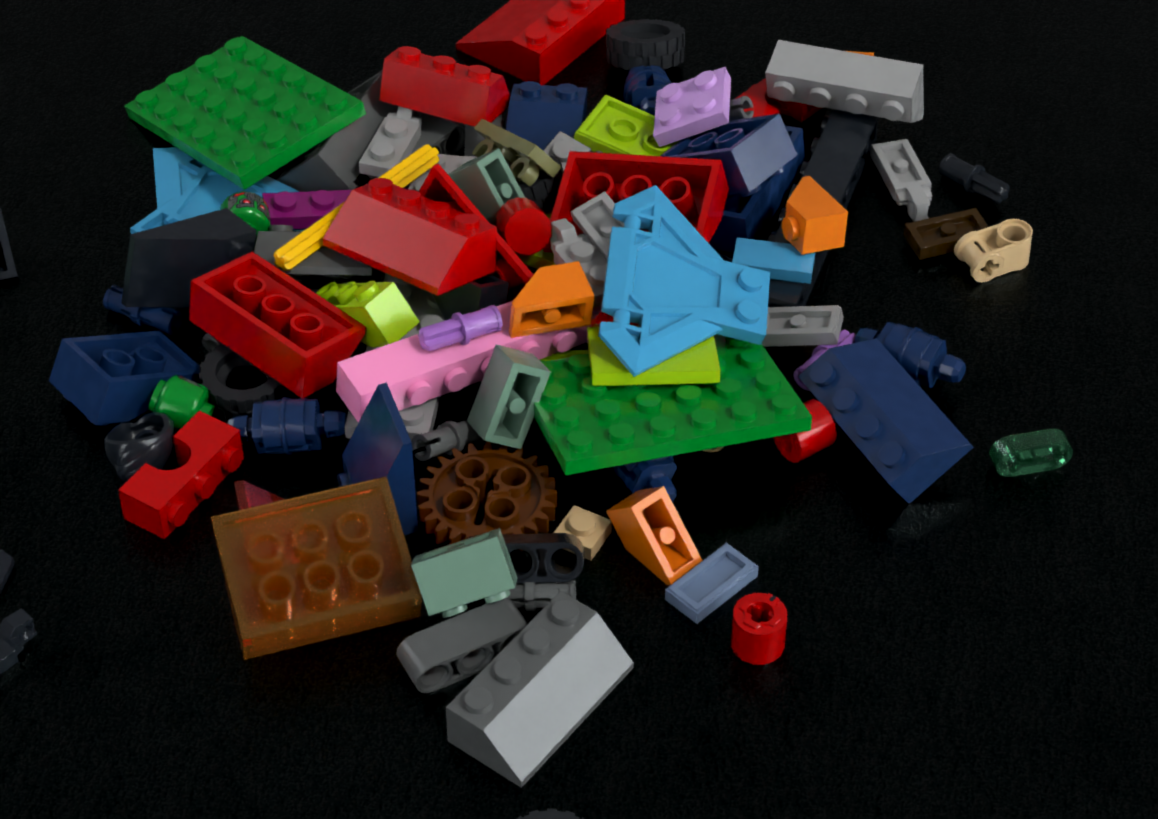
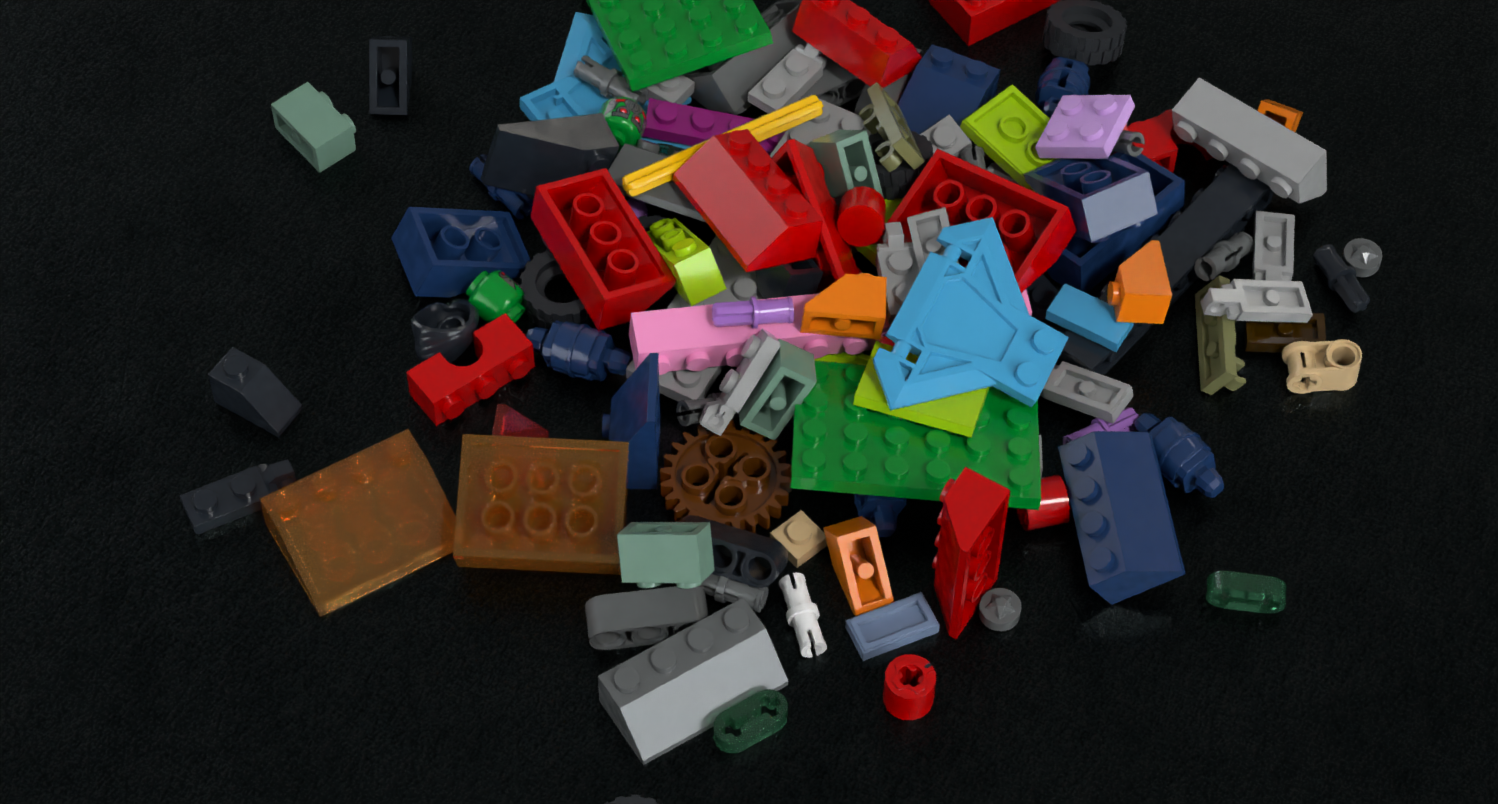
camera: 20 degrees right, 10 degrees up
(124, 645) = (361, 522): none -> clear orange slope
(208, 190) = (608, 81): none -> dark grey pin
(276, 182) = (672, 90): none -> light grey plate
(472, 397) = (740, 383): none -> light grey hinge
(607, 704) = (748, 718): none -> clear green beam
(620, 598) = (802, 615): none -> white pin
(763, 472) = (968, 545): none -> red slope
(808, 536) = (1000, 609): none -> dark grey tile
(866, 189) = (1224, 256): none -> dark grey pin
(890, 252) = (1217, 346): none -> olive plate
(918, 207) = (1259, 301): none -> light grey hinge
(984, 155) = (1363, 256): none -> dark grey tile

